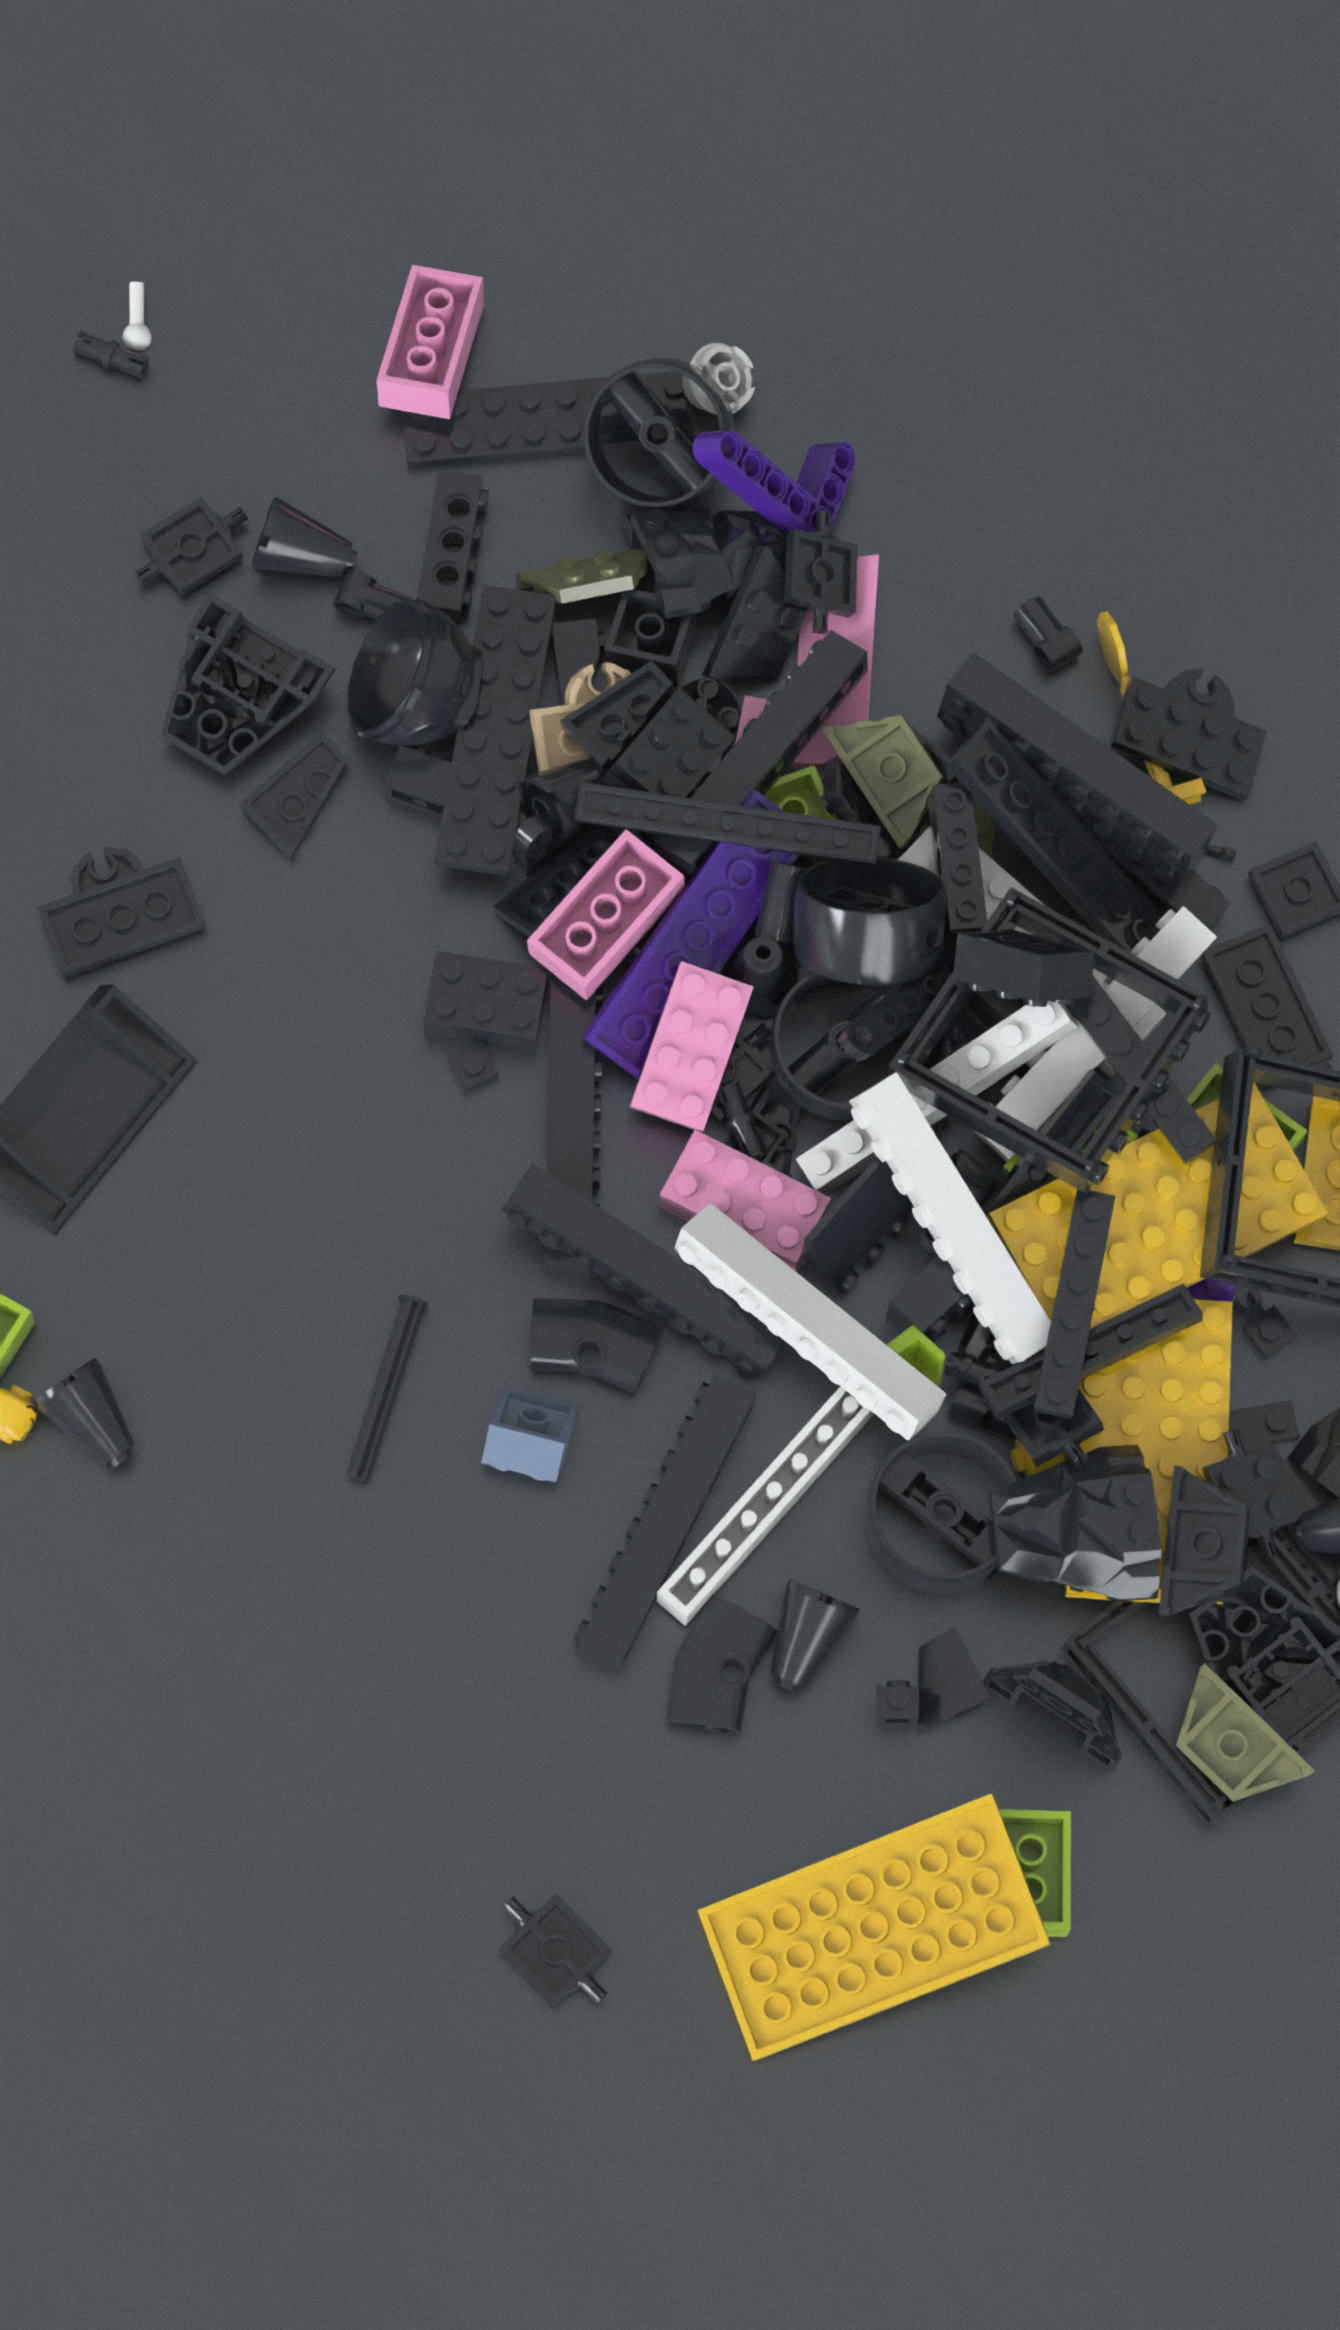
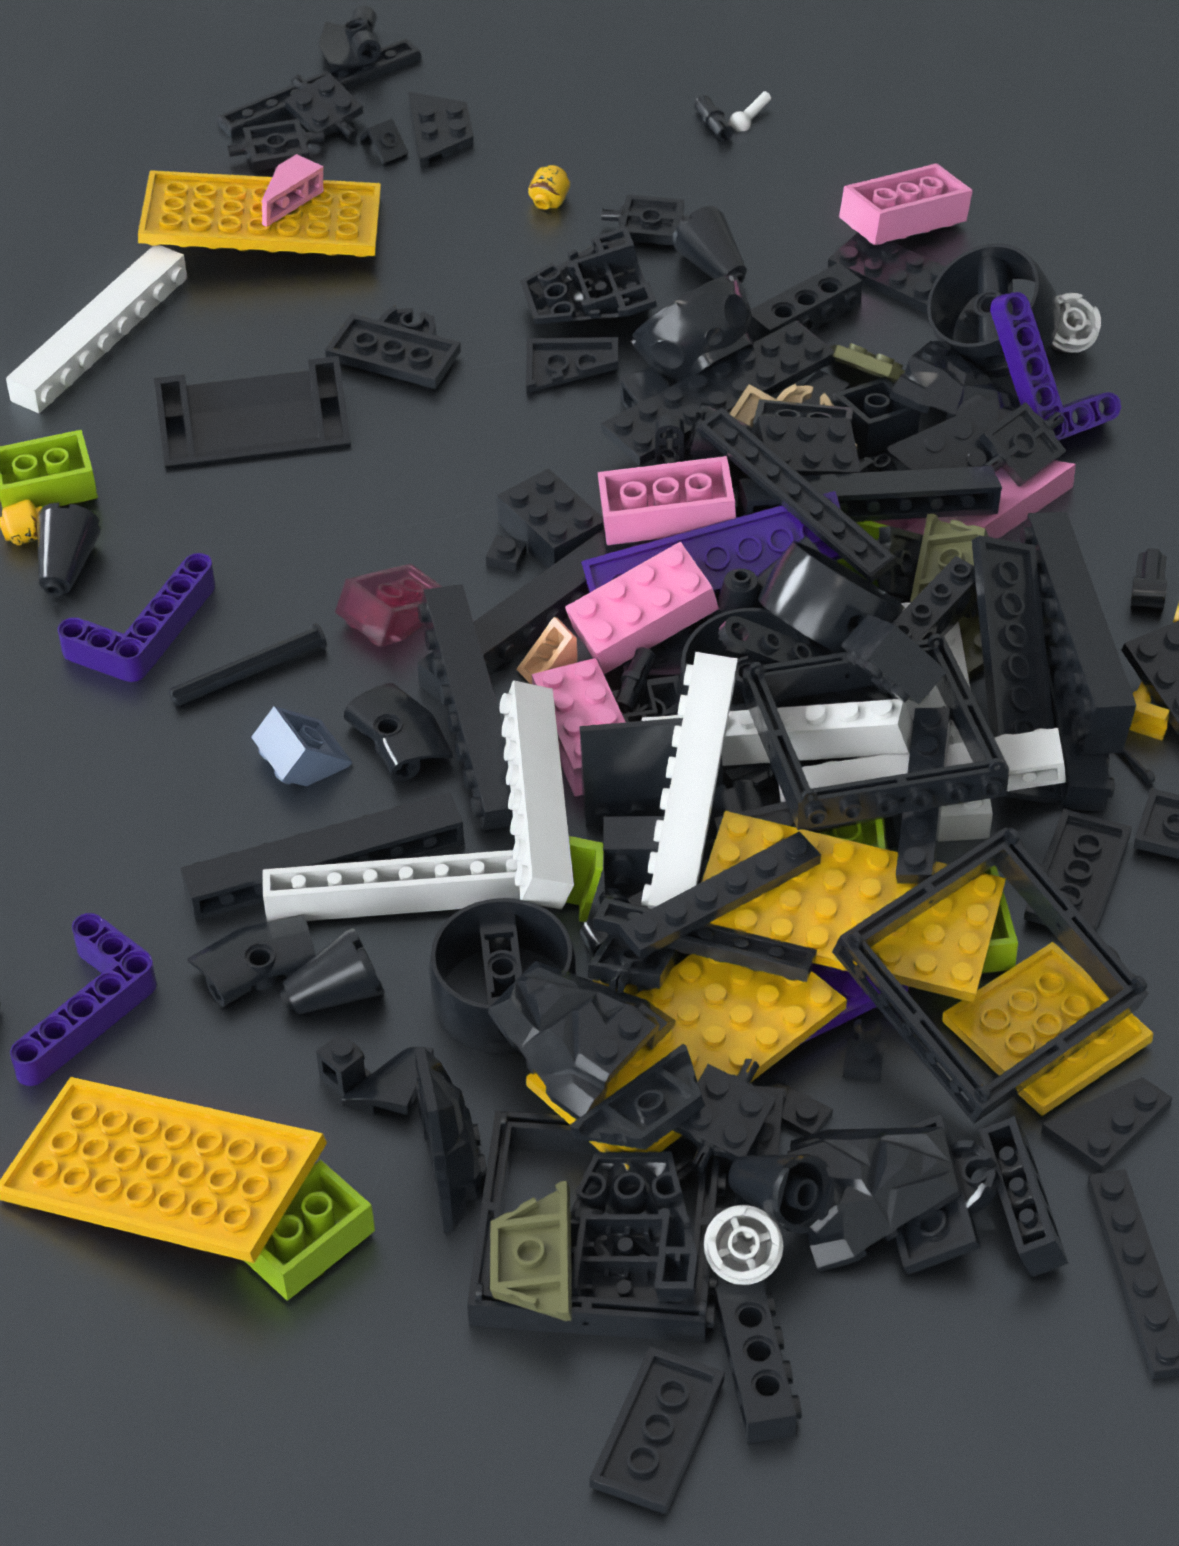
camera: 50 degrees right, 25 degrees down
(53, 585) = (549, 187): none -> yellow head
(257, 1422) = (140, 647): none -> dark purple beam
(441, 1210) = (384, 603): none -> clear pink slope
(637, 1155) = (552, 650): none -> light nougat slope
(637, 1827) = (124, 982): none -> dark purple beam

